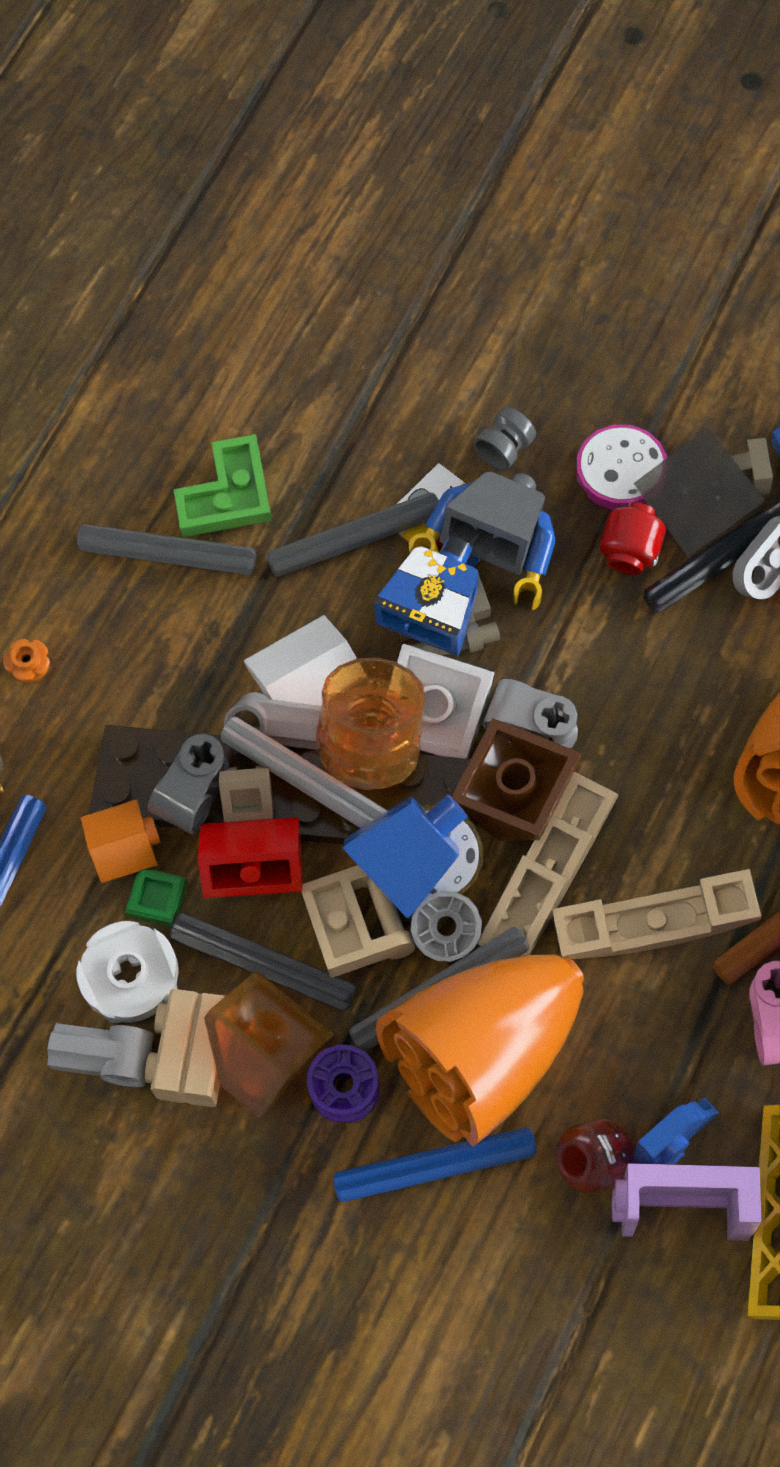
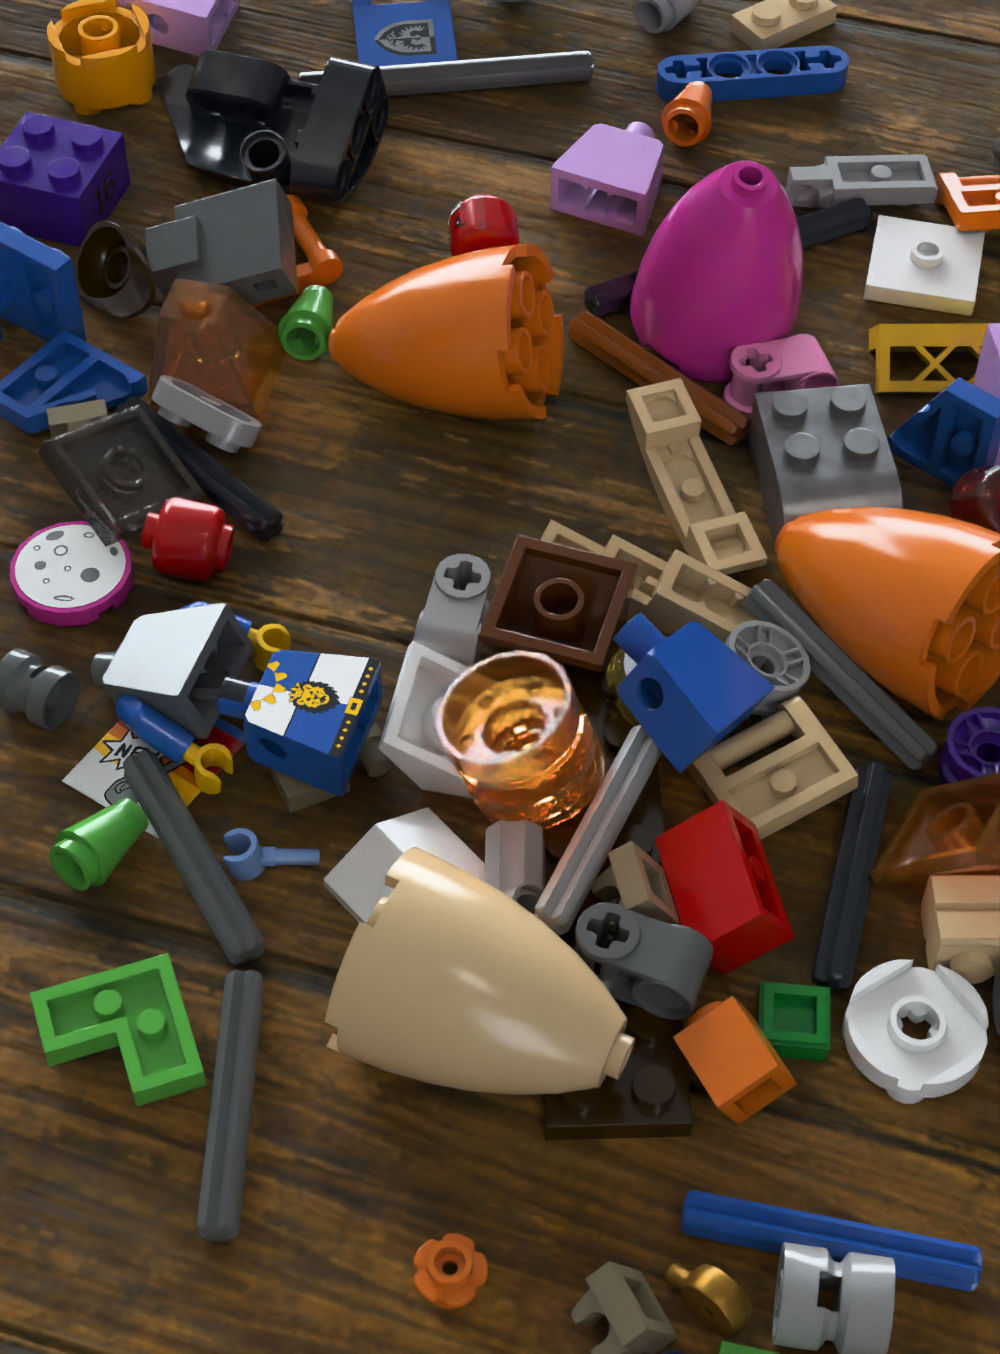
camera: 105 degrees left, 15 degrees down
(180, 669) = (471, 991): none -> tan cylinder
(349, 576) = (254, 858): none -> medium blue hand
(369, 477) = (95, 846): none -> bright green cone
(652, 1025) = (820, 452): none -> flat silver brick

